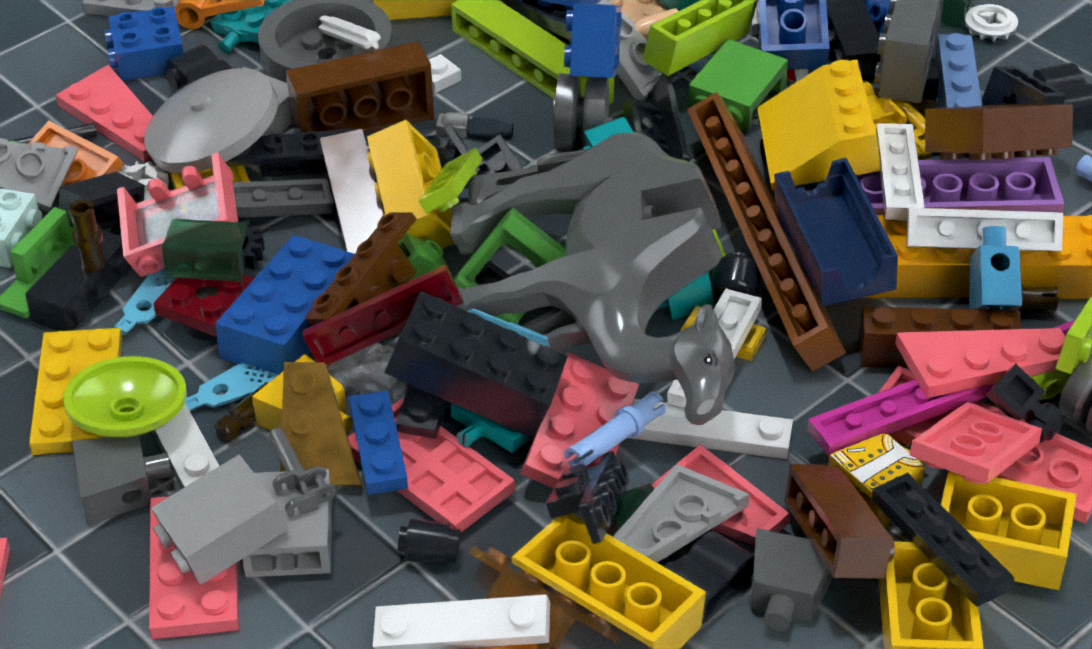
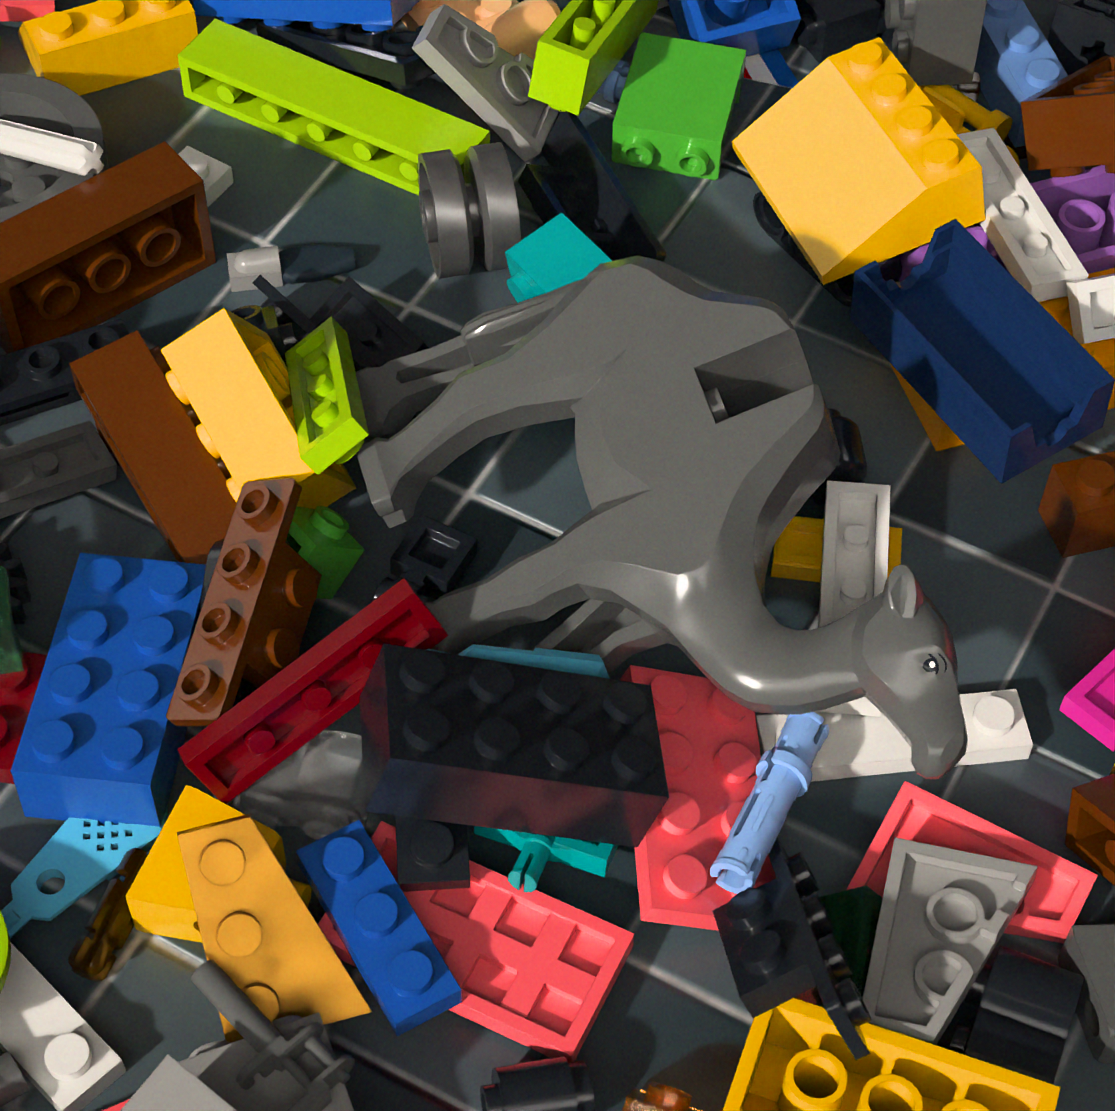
camera: 20 degrees left, 10 degrees up
(522, 236) = (501, 480): bright green window -> none
(594, 40) = (467, 86): blue brick -> none
(765, 234) = (845, 364): dark orange brick -> none

